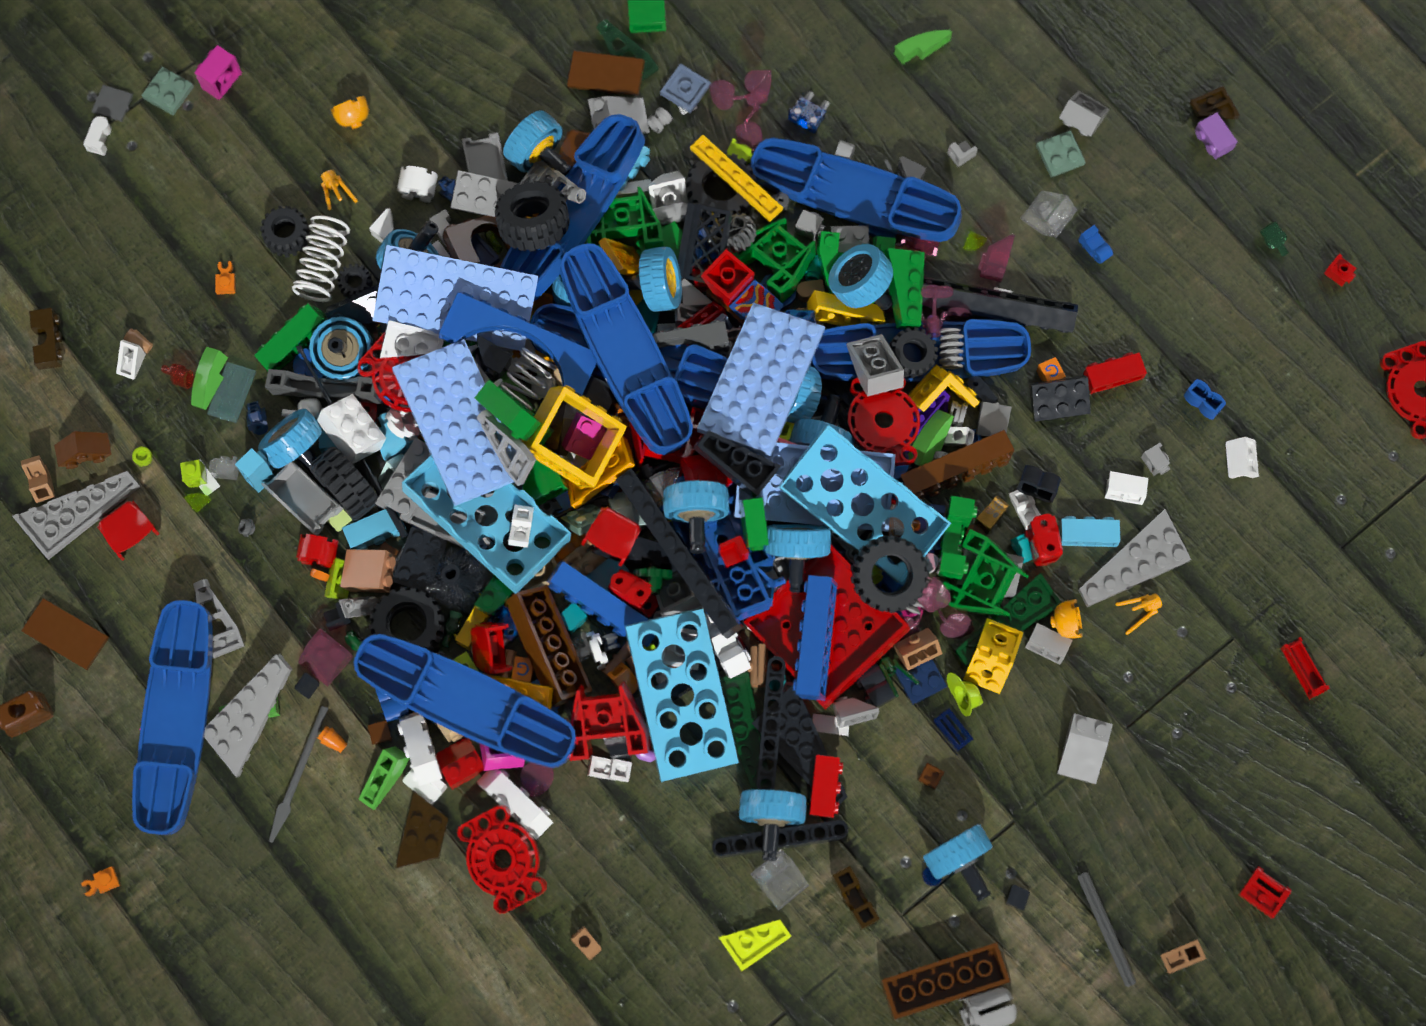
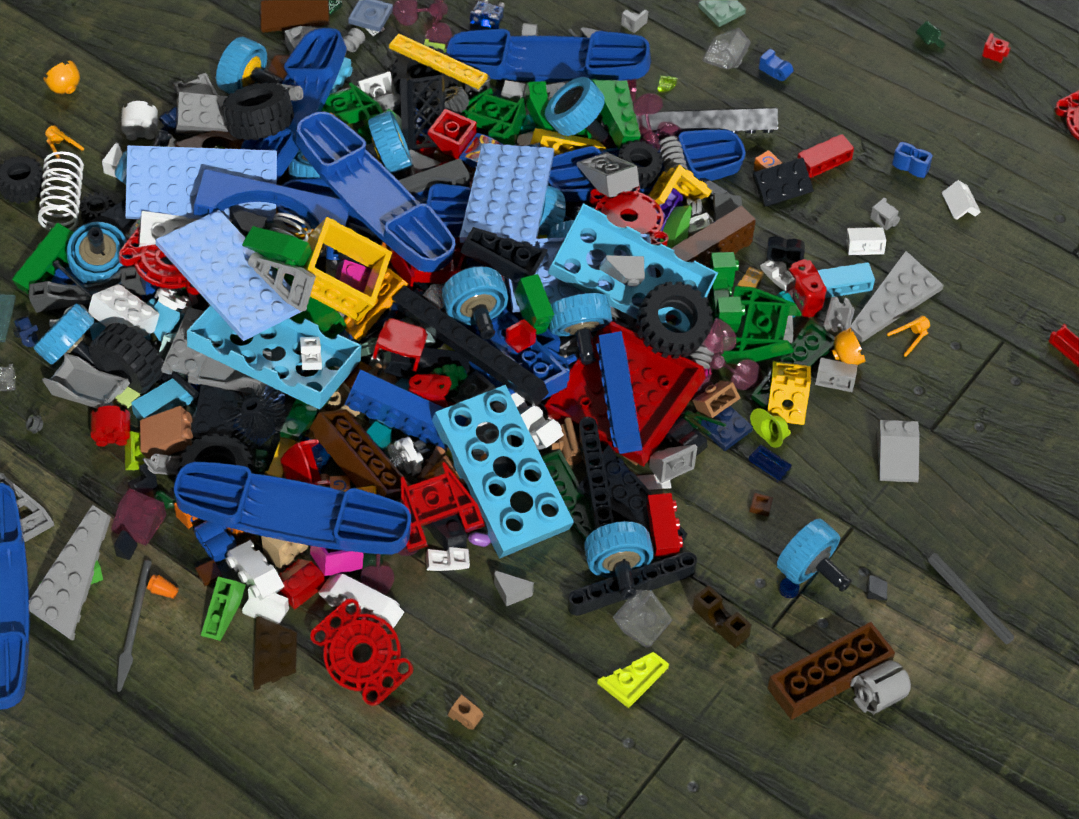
camera: 15 degrees left, 20 degrees down
(255, 469) = (34, 366): medium azure brick -> none
(319, 575) = (117, 449): orange tile -> none
(662, 818) = (512, 588): none -> light grey slope
(855, 505) = (624, 268): none -> light grey slope
(995, 260) = (691, 88): clear pink slope -> none
(1070, 578) = (838, 316): none -> light grey hinge
(1183, 956) = (1054, 602): medium nougat brick -> none

